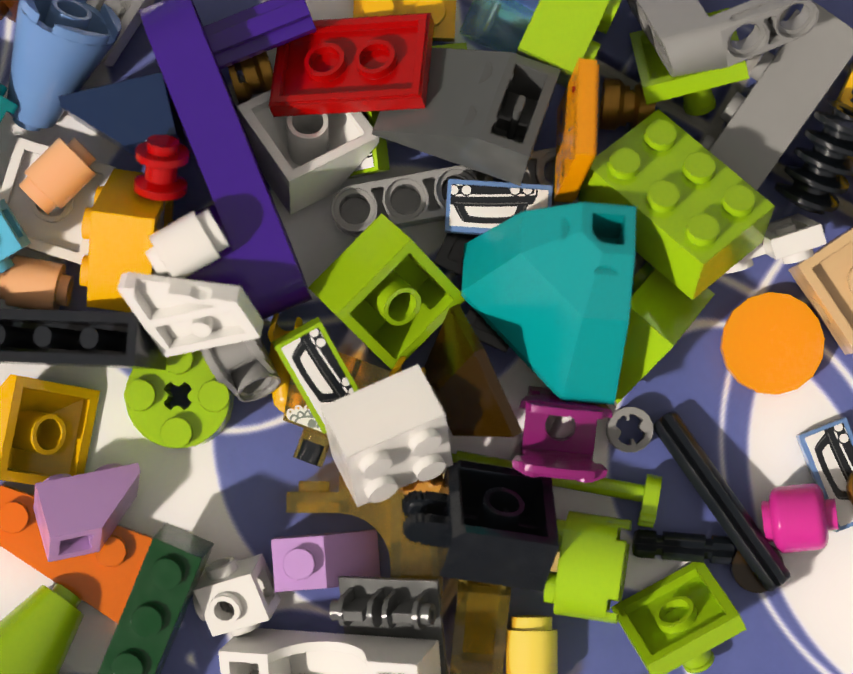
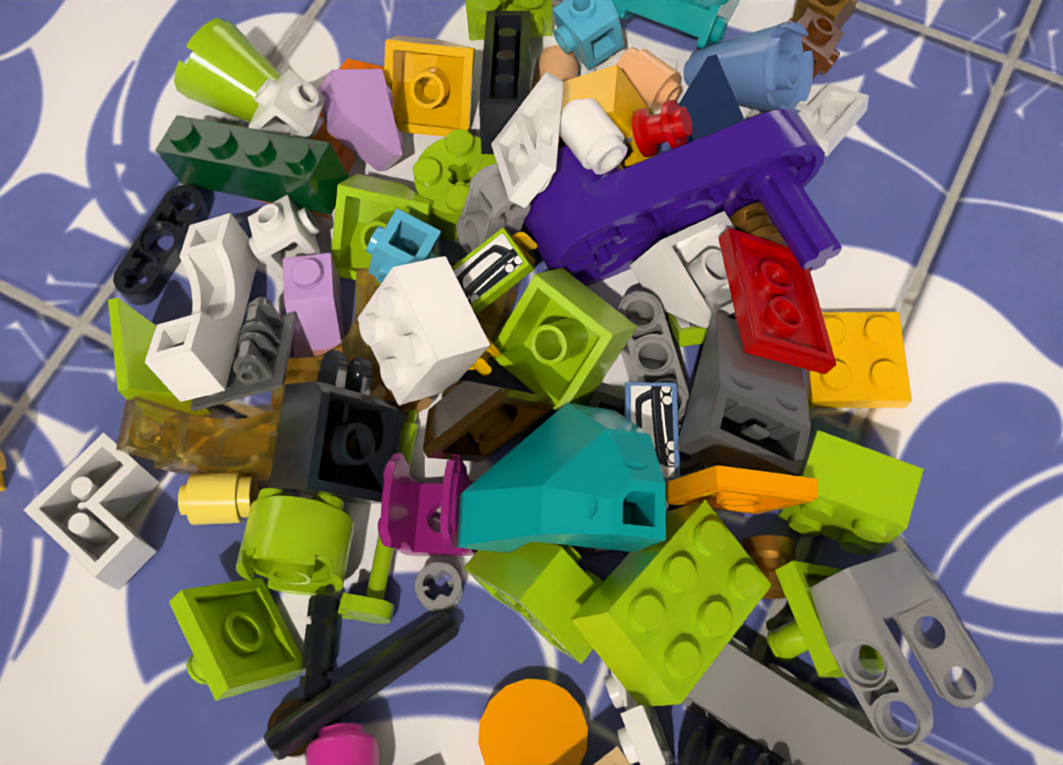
camera: 90 degrees right, 20 degrees down
(89, 591) = (288, 106): none -> white brick
(230, 488) = (362, 207): none -> lime slope
(282, 440) = (401, 243): none -> medium azure brick

